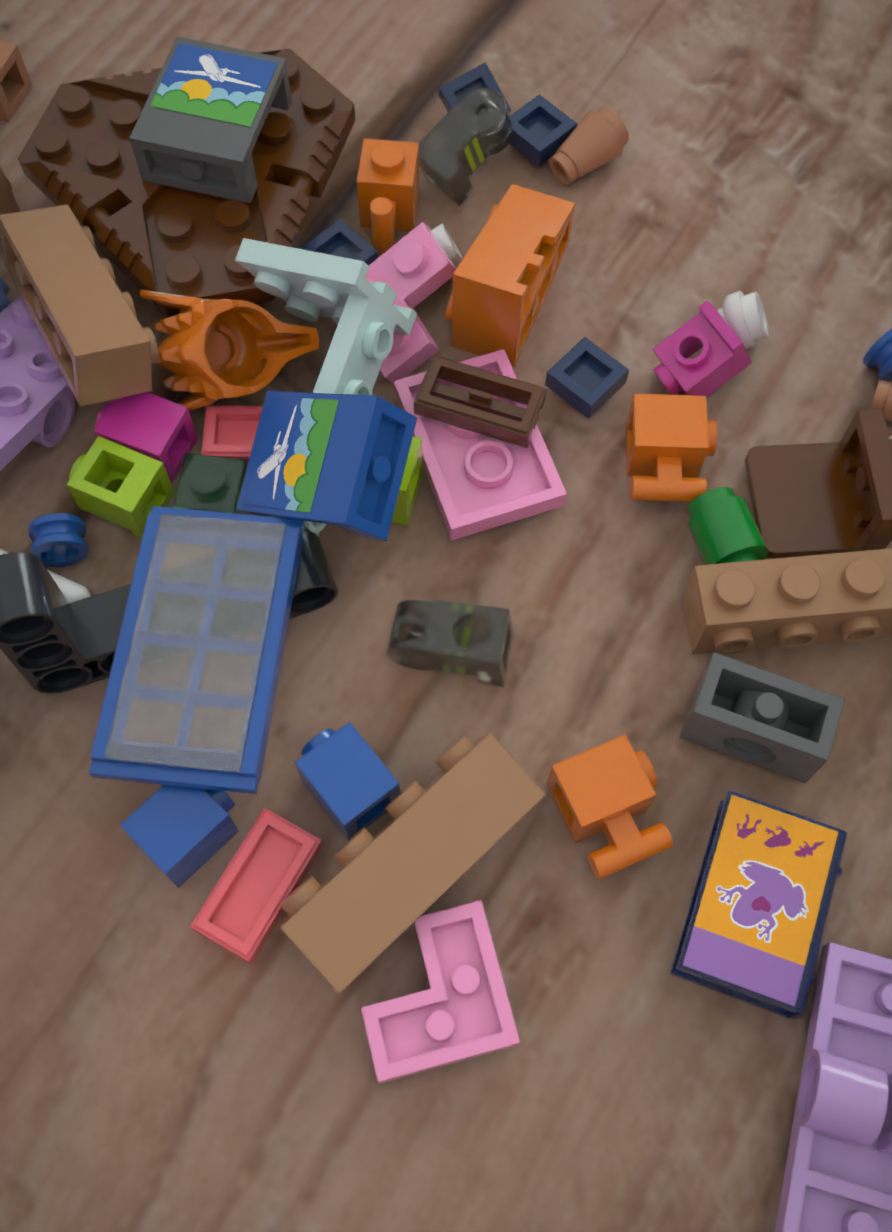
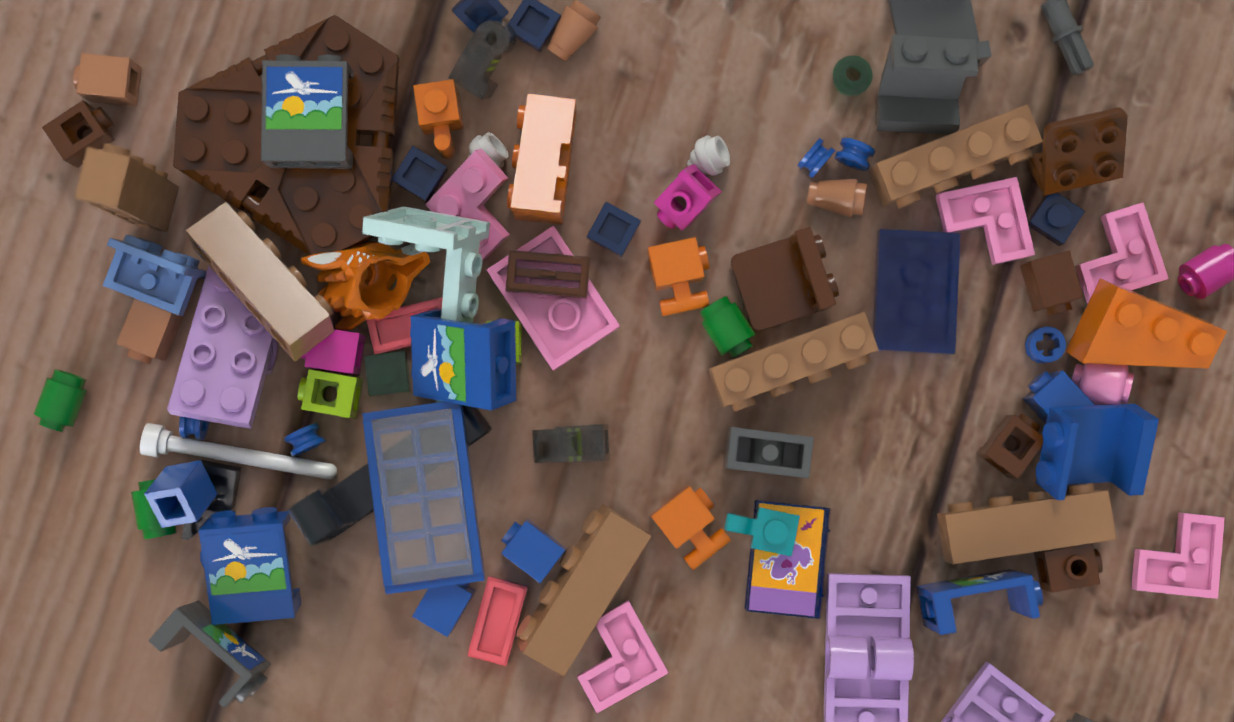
camera: 15 degrees left, 20 degrees up
(743, 836) = (770, 530): none -> teal plate

